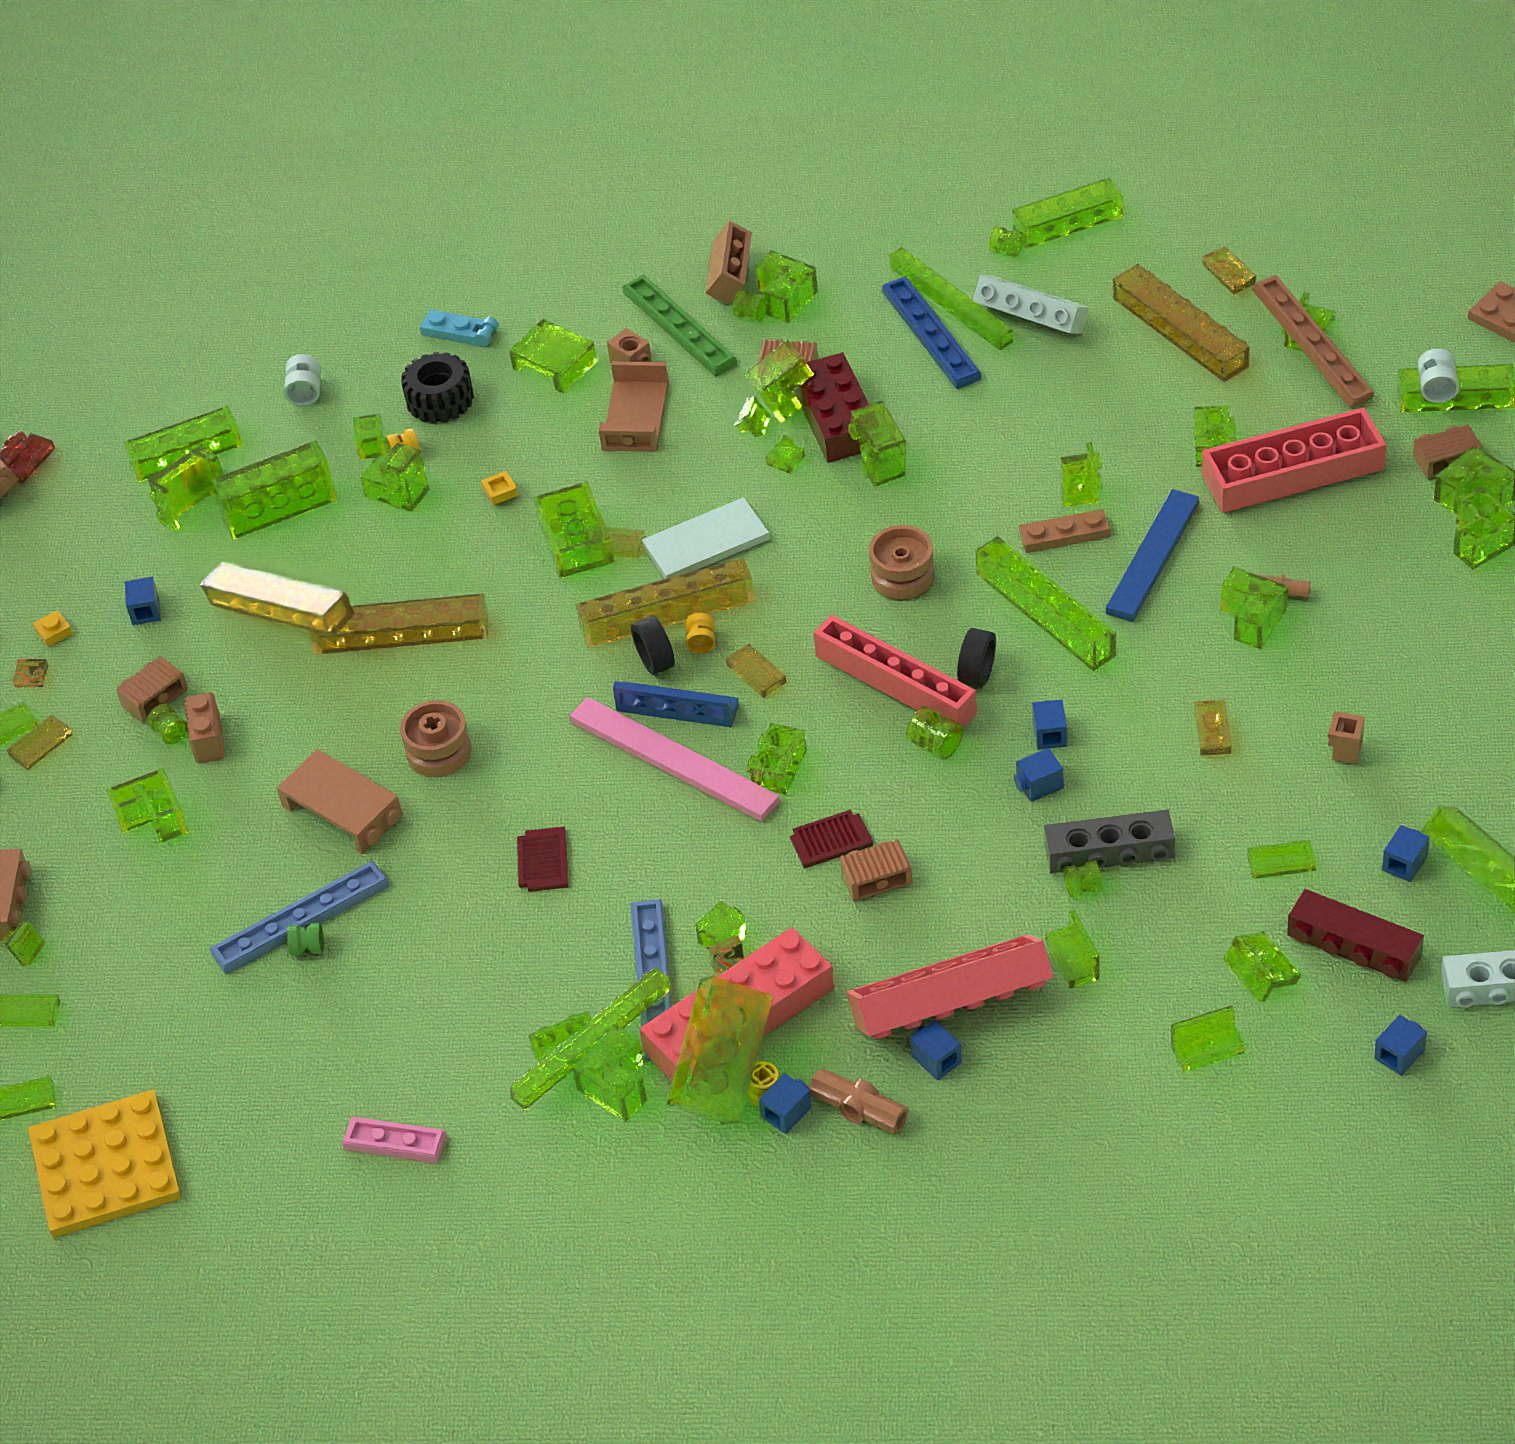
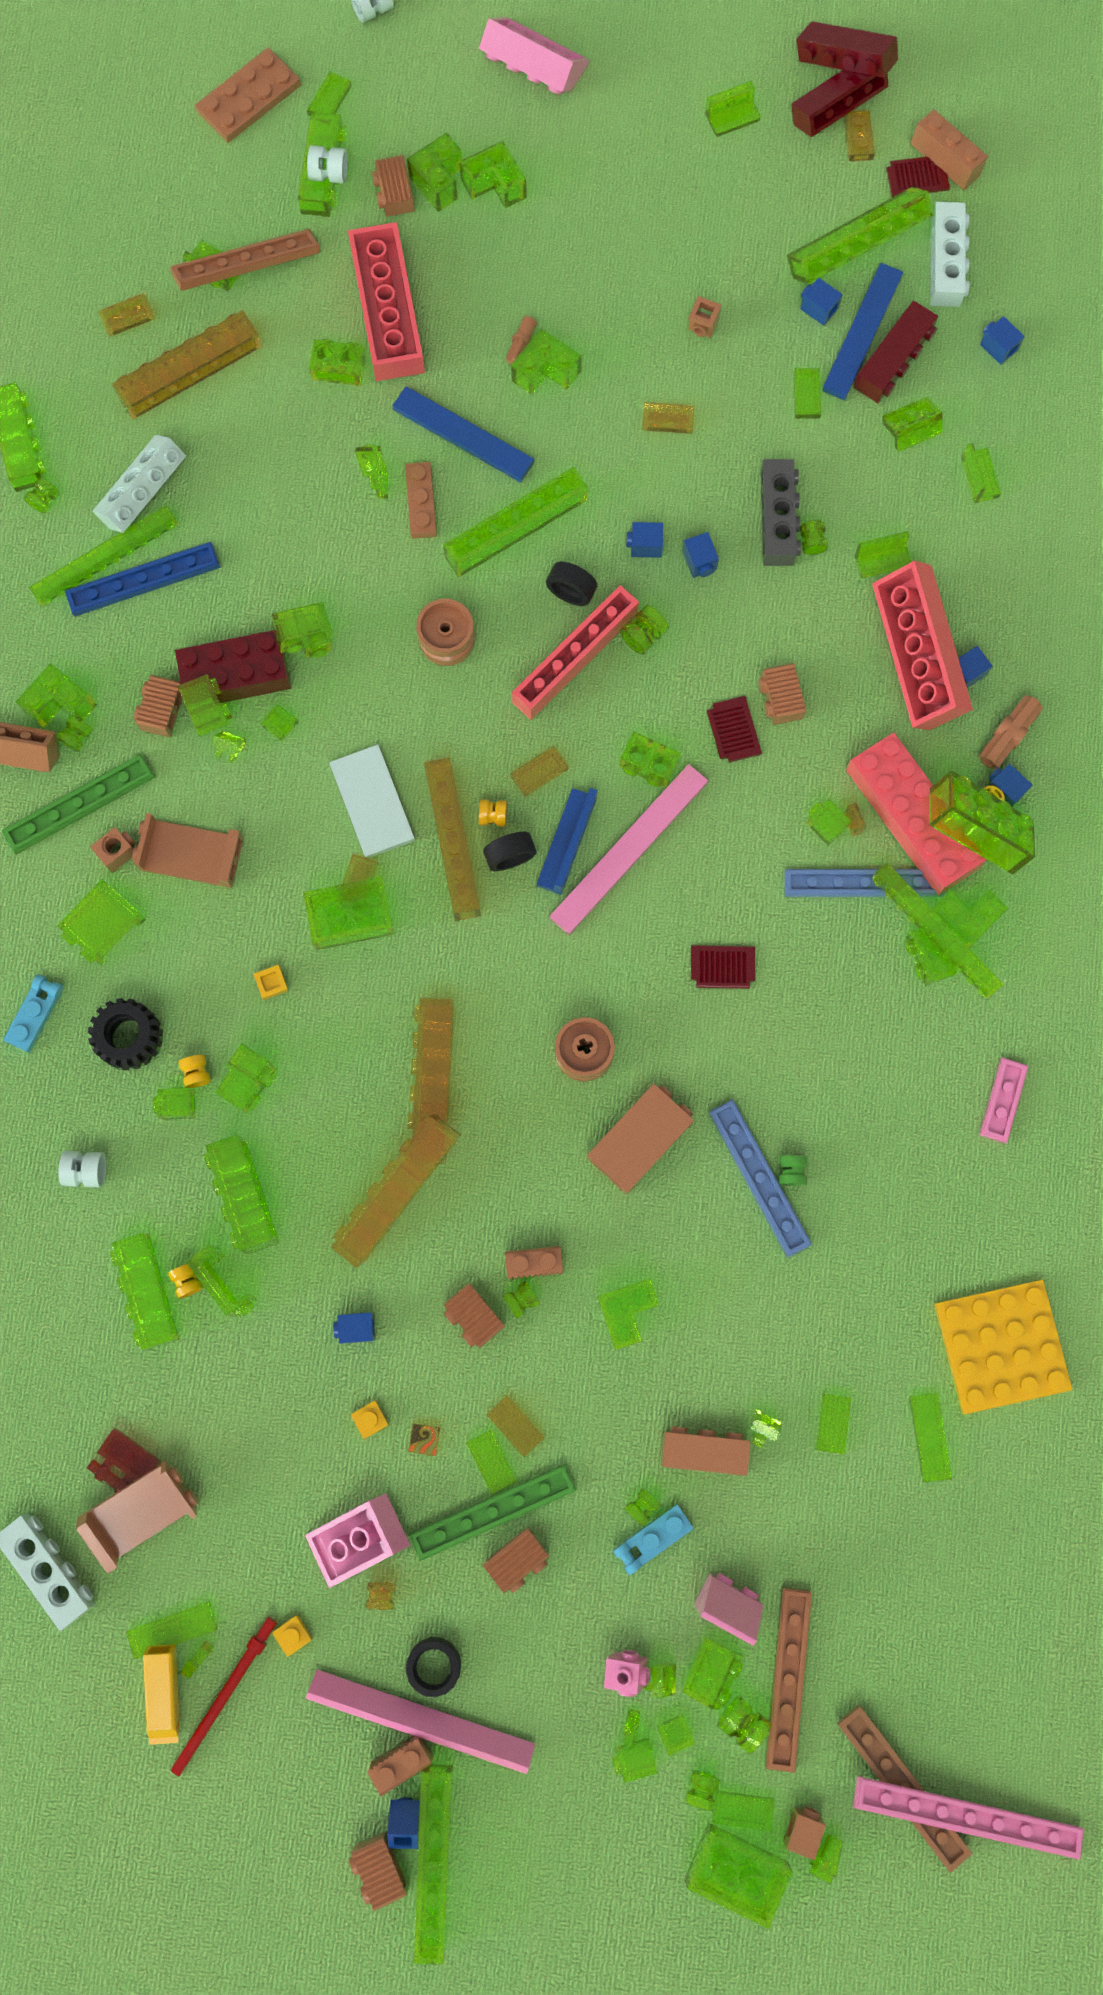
camera: 90 degrees left, 30 degrees up
(1389, 905) = (862, 331): none -> blue tile

